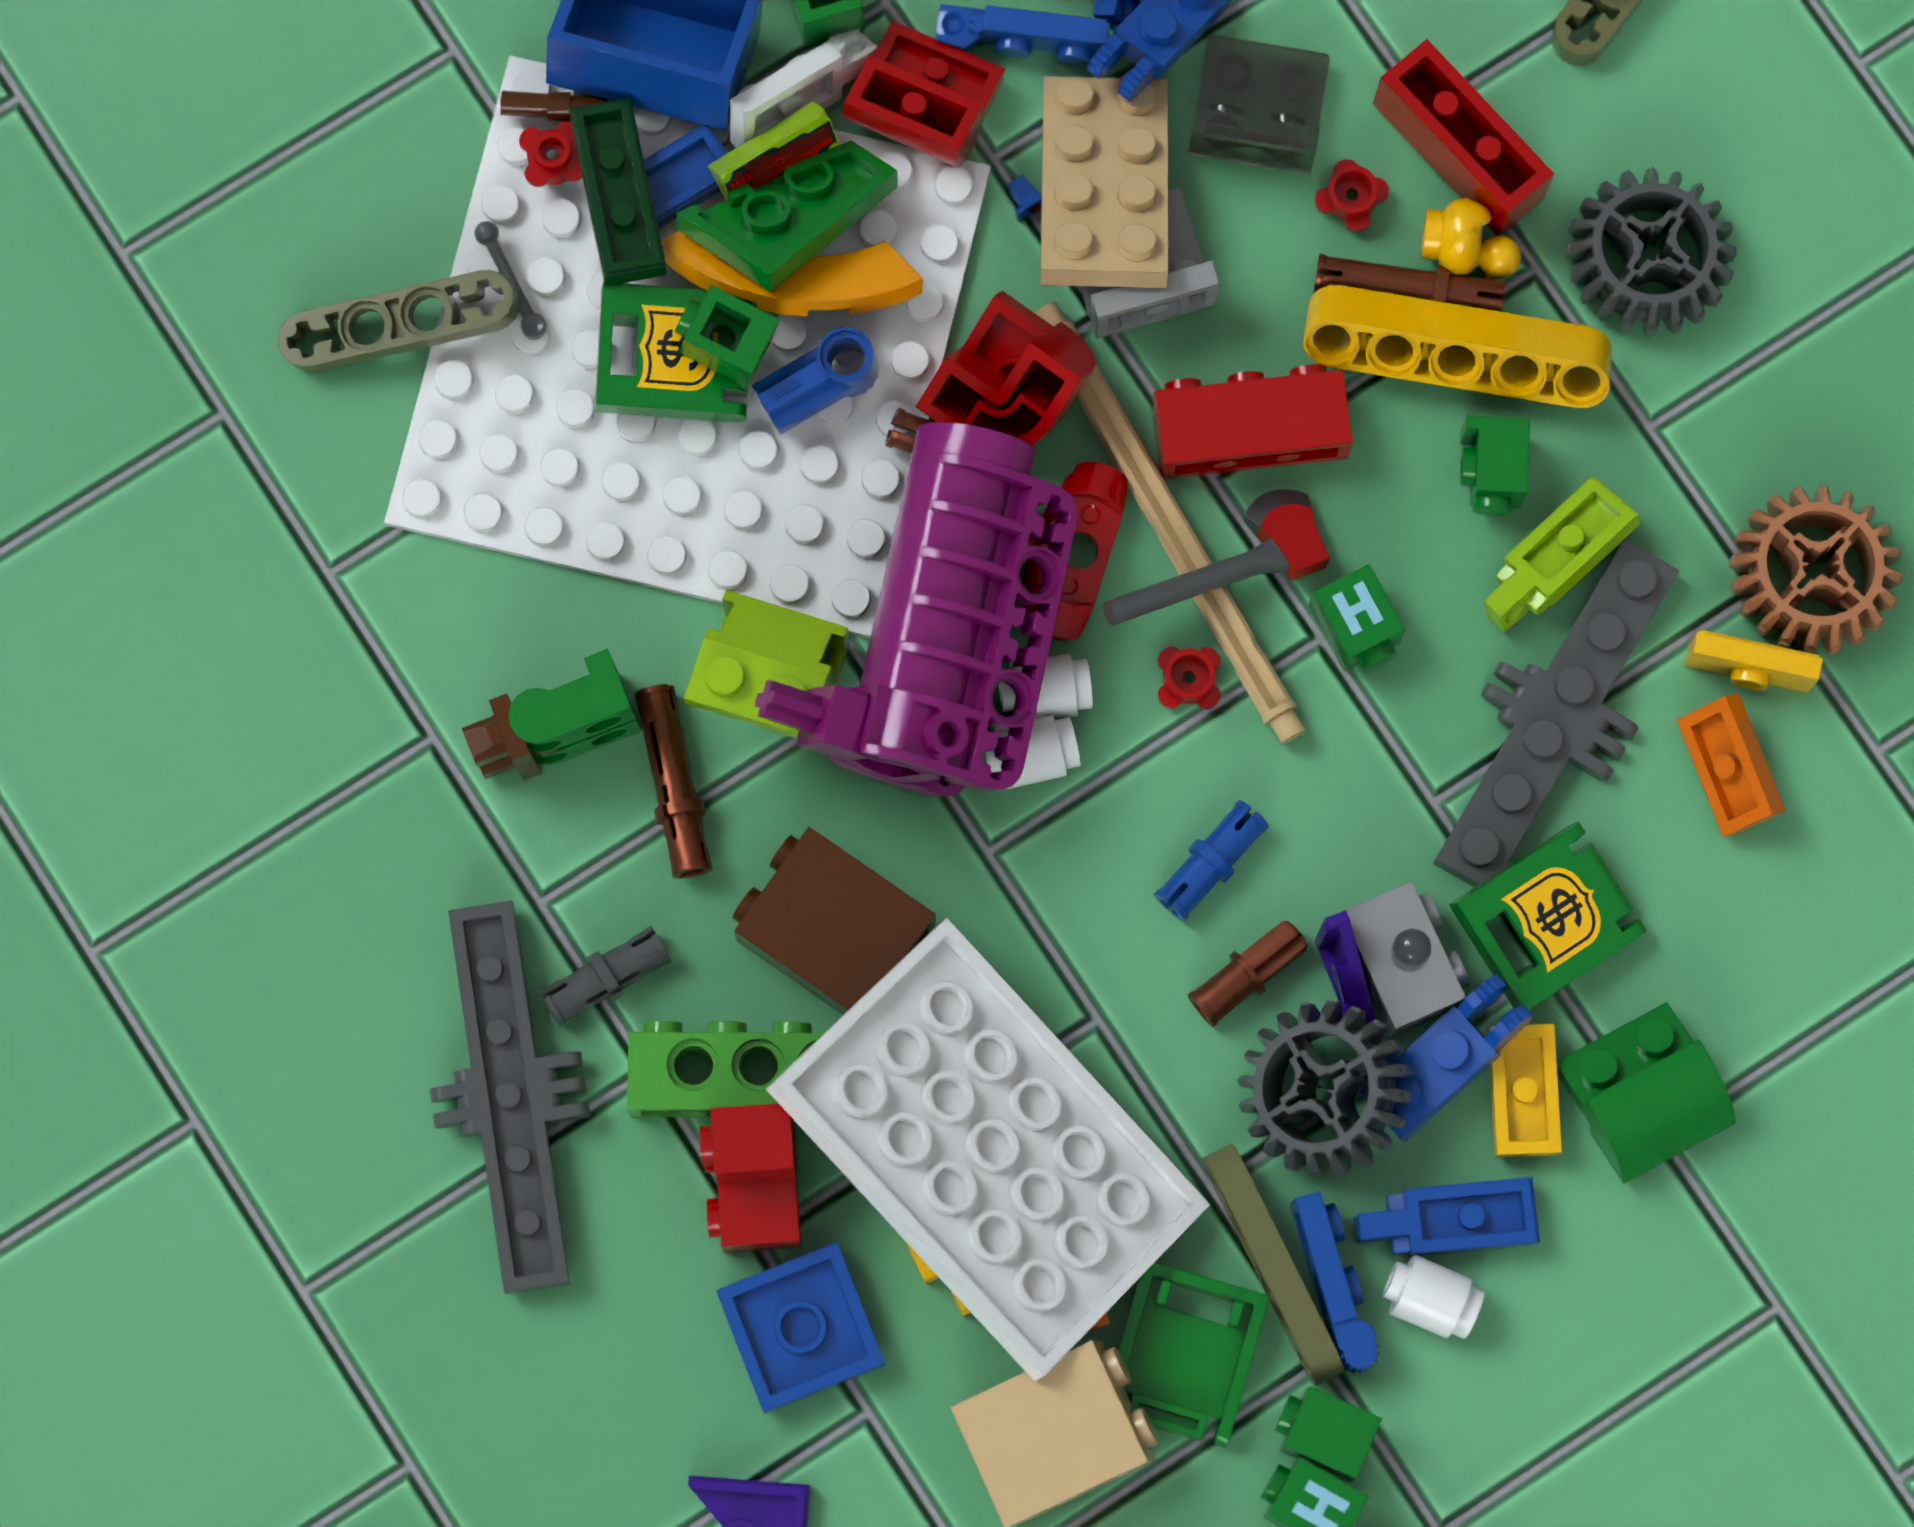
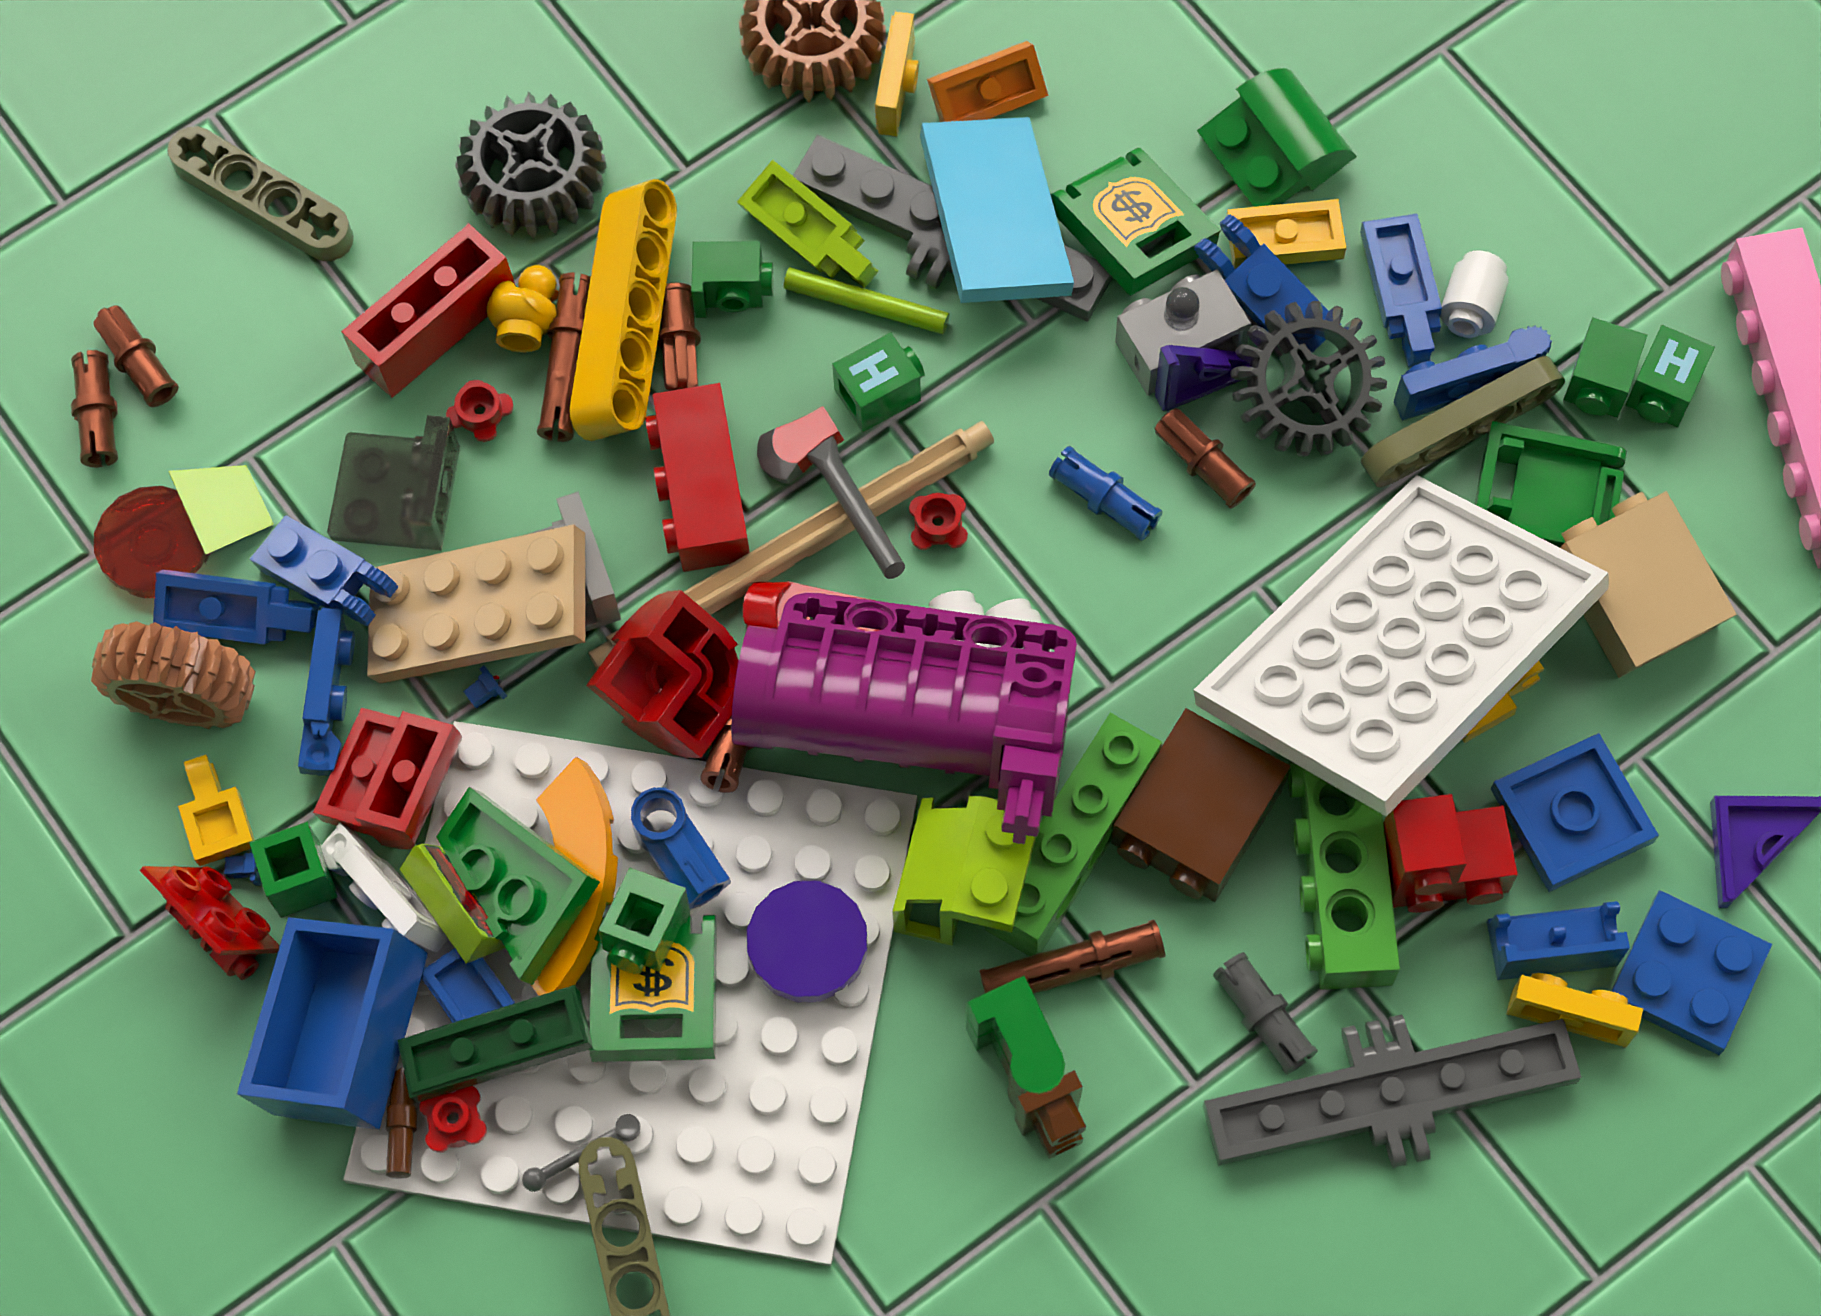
camera: 90 degrees left, 10 degrees down
(591, 1270) = (1594, 1015): none -> yellow plate
(616, 1430) = (1691, 971): none -> blue plate
(661, 1289) = (1557, 941): none -> blue hinge
(712, 509) = (807, 941): none -> dark purple tile
(811, 793) = (1078, 830): none -> bright green brick
(1422, 407) = (678, 338): none -> copper axle
(1467, 616) = (866, 300): none -> lime bar
(1561, 758) = (996, 210): none -> medium azure tile

